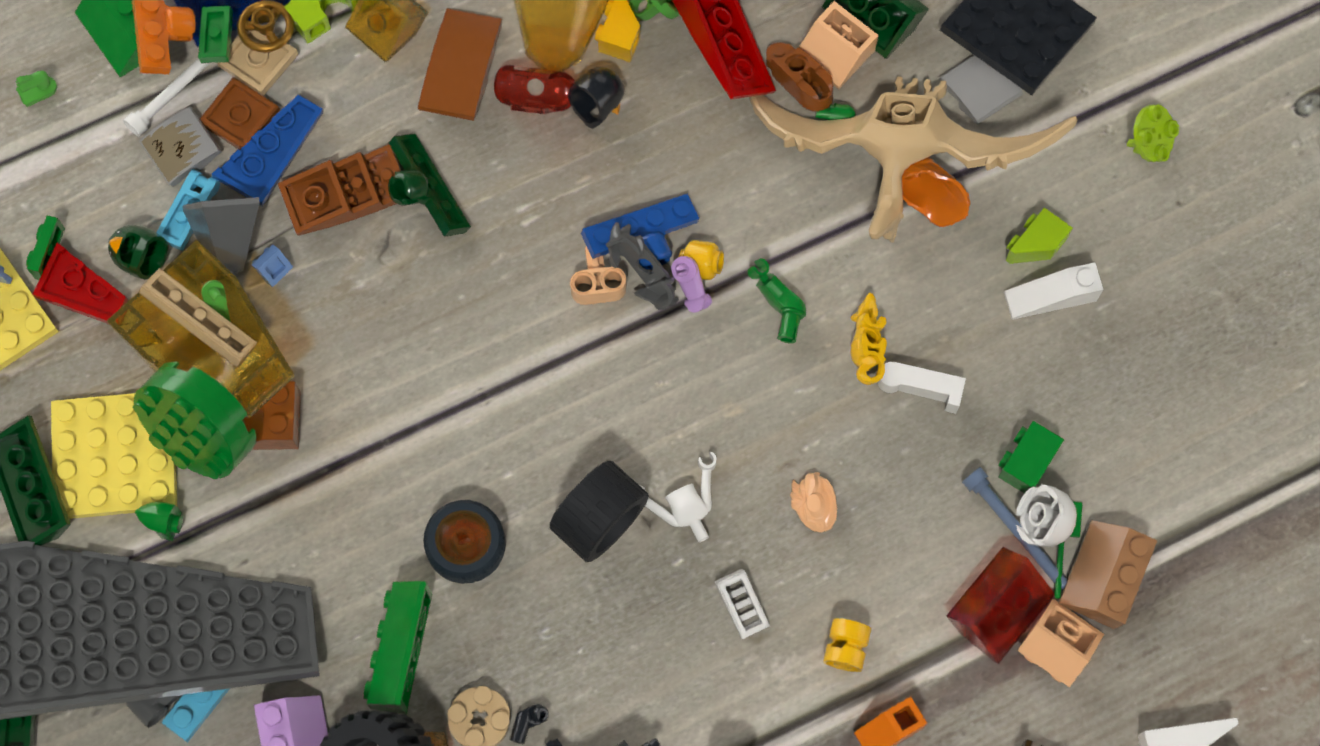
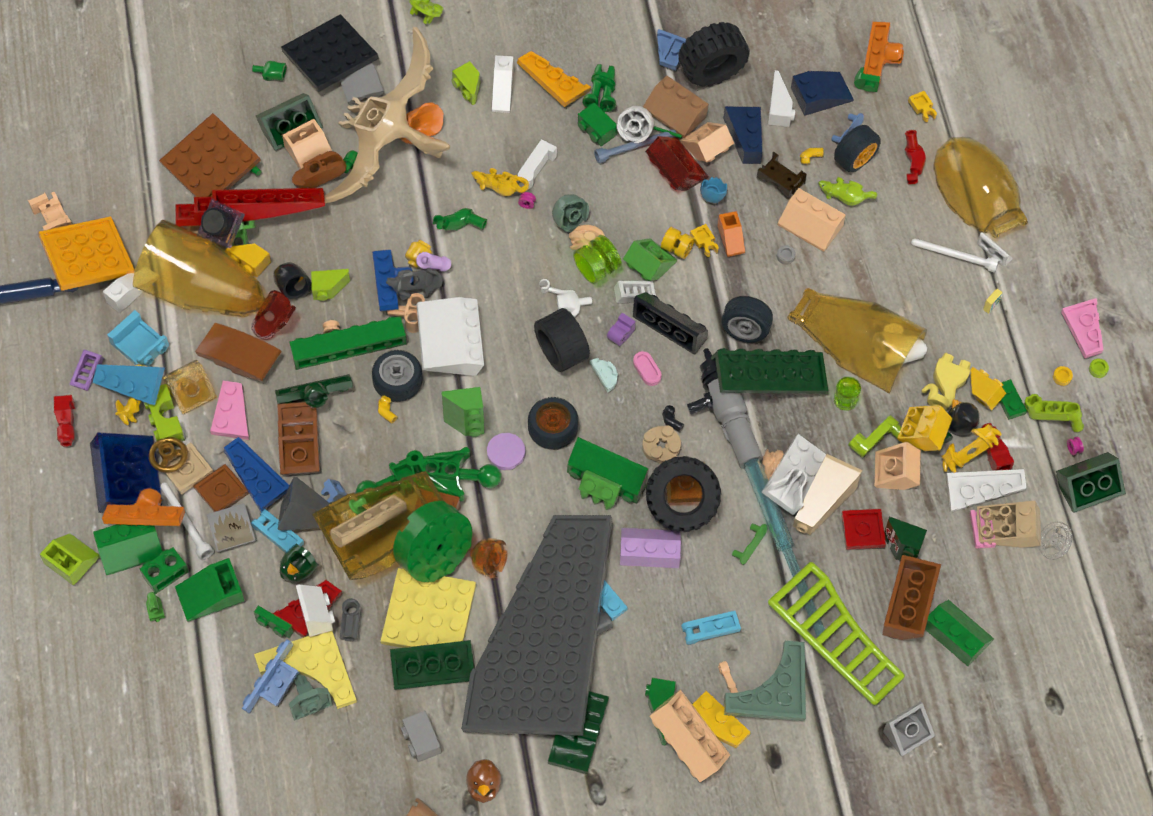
camera: 75 degrees left, 10 degrees down
(59, 291) = (314, 609): none -> white slope
(70, 350) = (350, 621): none -> dark grey piece
(74, 152) = (209, 590): none -> green slope
(88, 84) = (167, 574): none -> green brick
(161, 518) = (483, 587): green plate -> none
(212, 511) = (489, 557): none -> clear orange cylinder
(215, 34) = (164, 483): green plate -> none
(313, 357) = (442, 463): none -> green piece
(360, 87) = (230, 412): none -> bright pink wing
(367, 642) = (600, 489): none -> bright green plate
(404, 487) = (506, 451): none -> lavender tile
(426, 293) = (384, 409): none -> yellow arm
(432, 407) = (464, 410): none -> bright green slope
(481, 292) = (397, 375): none -> wheel
(519, 207) = (348, 342): none -> green brick
(537, 177) = (331, 325): none -> light nougat bush
(565, 344) = (450, 336): none -> white slope
(578, 598) = (606, 373): none -> light aqua plate
(609, 660) = (647, 368): none -> bright pink tile
(610, 148) = (328, 283): none -> lime slope
(660, 600) = (621, 329): none -> medium lavender leg
(696, 672) = (669, 322): none -> black slope
(769, 526) = (597, 259): none -> clear neon green wheel
(805, 609) = (649, 259): none -> bright green slope
(847, 460) = (570, 212): none -> sand green cylinder
(851, 390) = (527, 200): none -> dark pink bush
(873, 685) = (704, 238): none -> yellow plate
(969, 676) = (713, 190): none -> dark azure hair
(1091, 371) = (552, 79): none -> light orange wing
(1100, 703) = (746, 131): none -> dark blue wedge
(1118, 452) = (602, 80): none -> green piece
(1218, 604) = (713, 54): none -> black tyre
(1222, 536) = (669, 49): none -> medium blue wing

